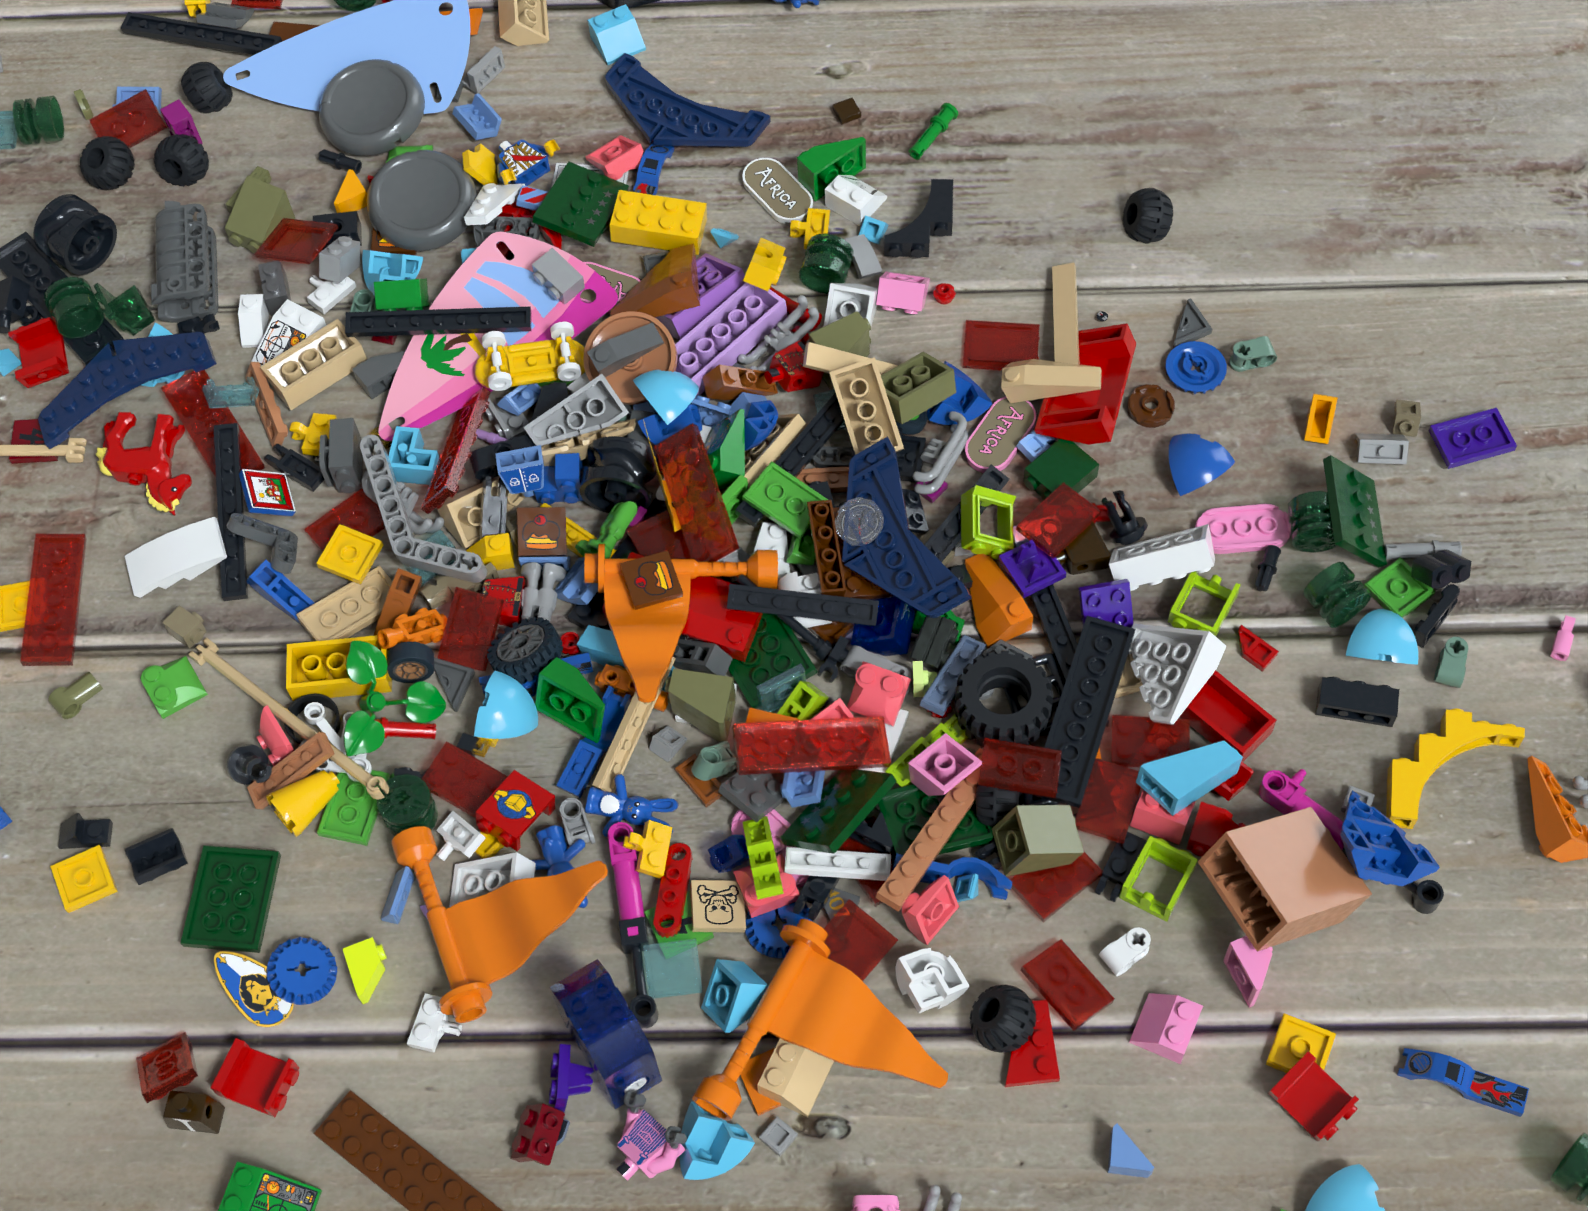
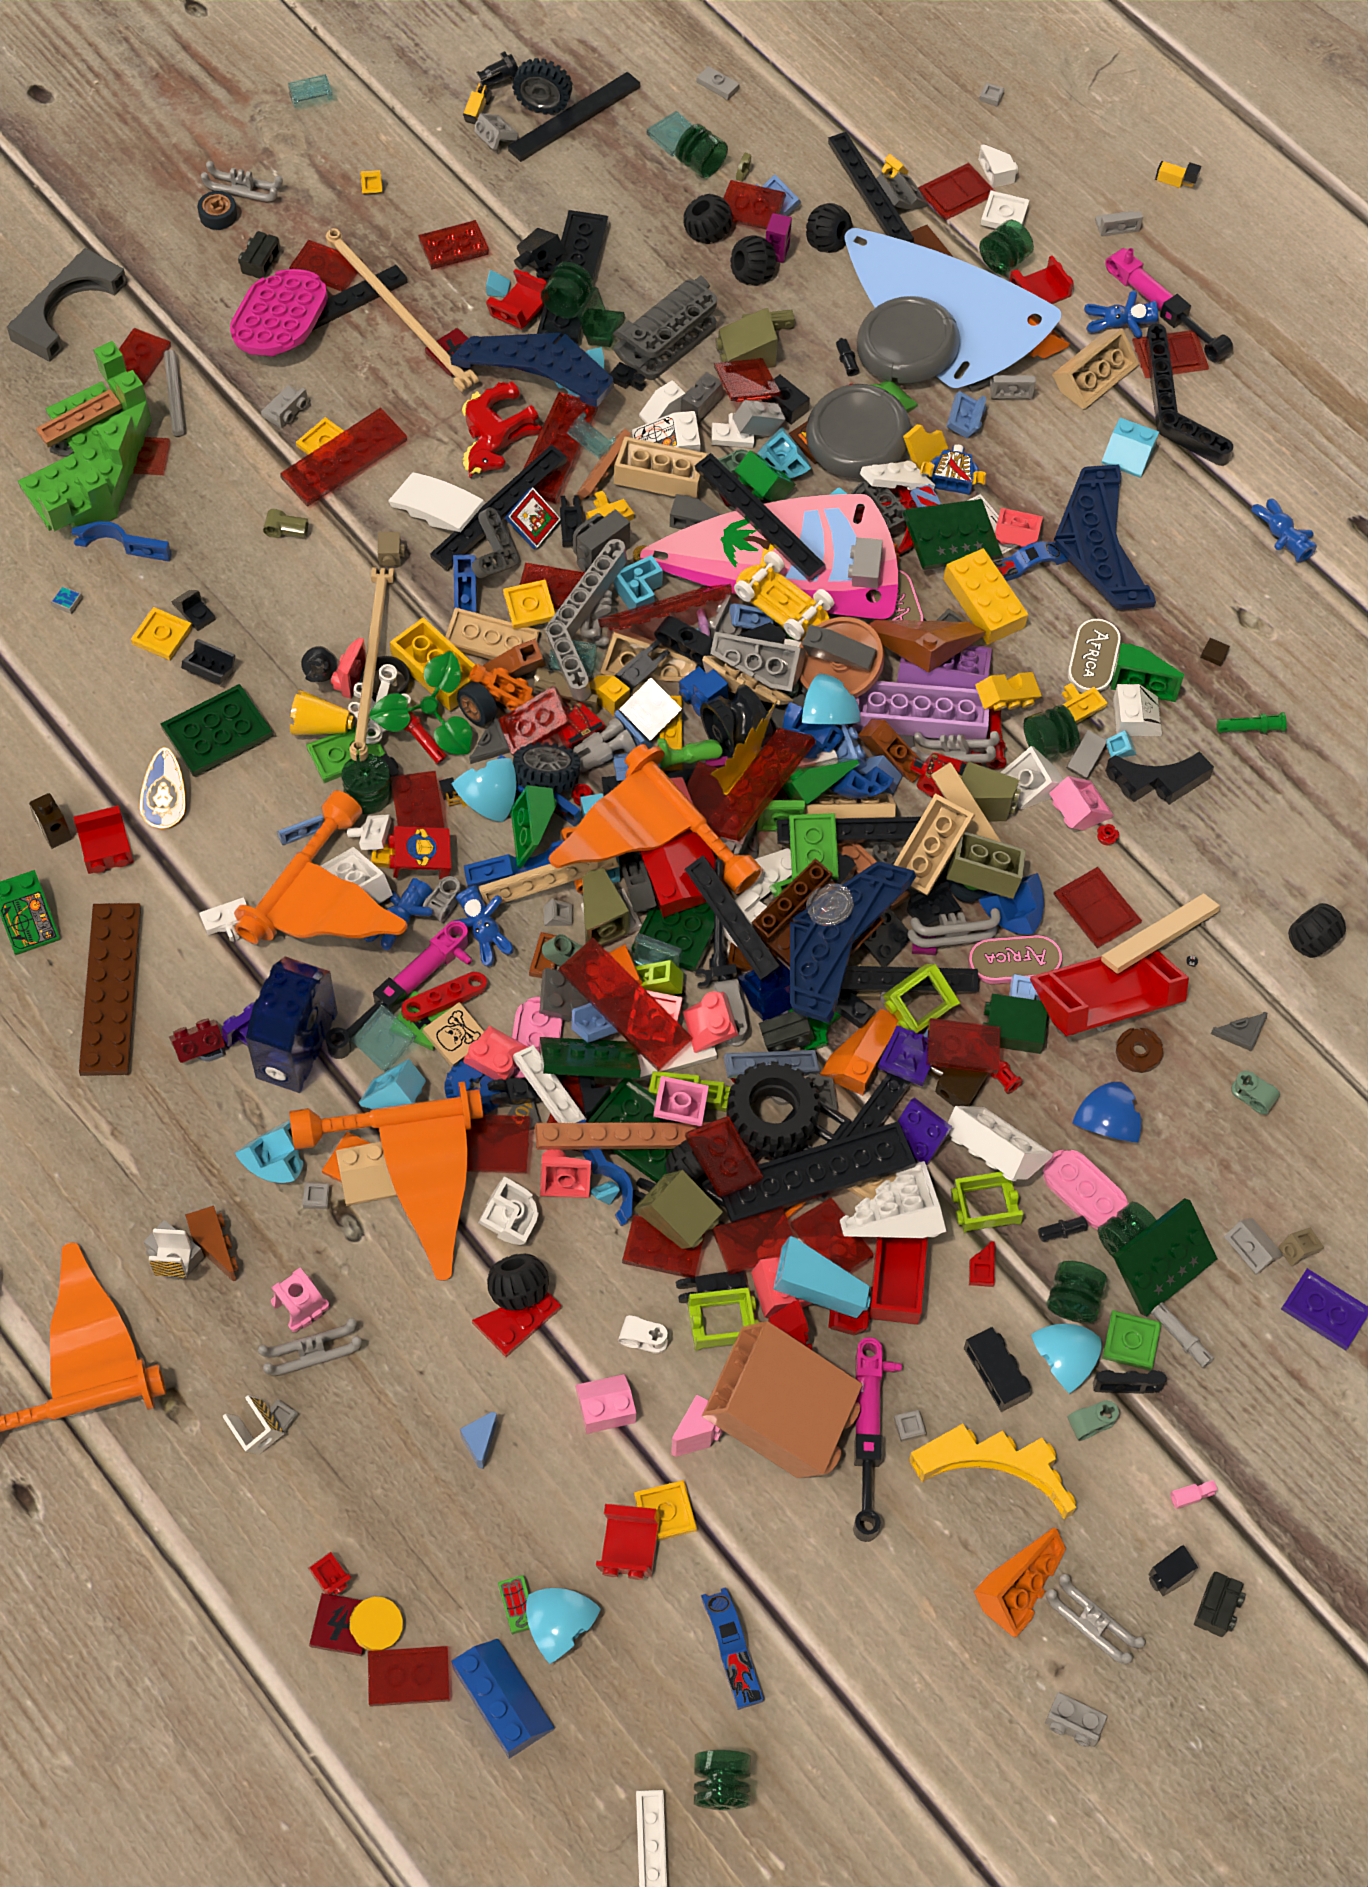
camera: 45 degrees right, 0 degrees up
(75, 234) = (626, 244): black piece -> none
(166, 1067) = (65, 780): clear red plate -> none
(172, 686) = (341, 576): bright green slope -> none
(290, 984) = (199, 826): blue gear -> none
(293, 768) = (337, 691): nougat plate -> none
(351, 195) = (822, 383): light orange slope -> none
(365, 966) = (231, 847): neon yellow slope -> none
(521, 470) = (681, 657): torso -> none
(647, 1141) = (243, 1111): torso -> none
(651, 580) = (660, 801): reddish brown tile -> none
(652, 848) = (462, 959): yellow plate -> none
(721, 852) = (502, 1013): clear blue brick -> none
(723, 237) = (1017, 648): medium azure slope -> none
(762, 858) = (509, 1035): lime slope -> none
(921, 679) = (748, 1041): yellowish green bracket -> none
(1045, 379) = (1084, 952): tan wedge -> none
(1067, 984) = (584, 1311): clear red tile -> none
(1127, 527) = (1007, 1102): black piece -> none
(1202, 355) = (1221, 1058): blue gear -> none
(1320, 418) = (1237, 1181): light orange slope -> none
(1380, 848) = (868, 1453): blue wedge -> none
(1441, 569) = (1173, 1357): black brick -> none

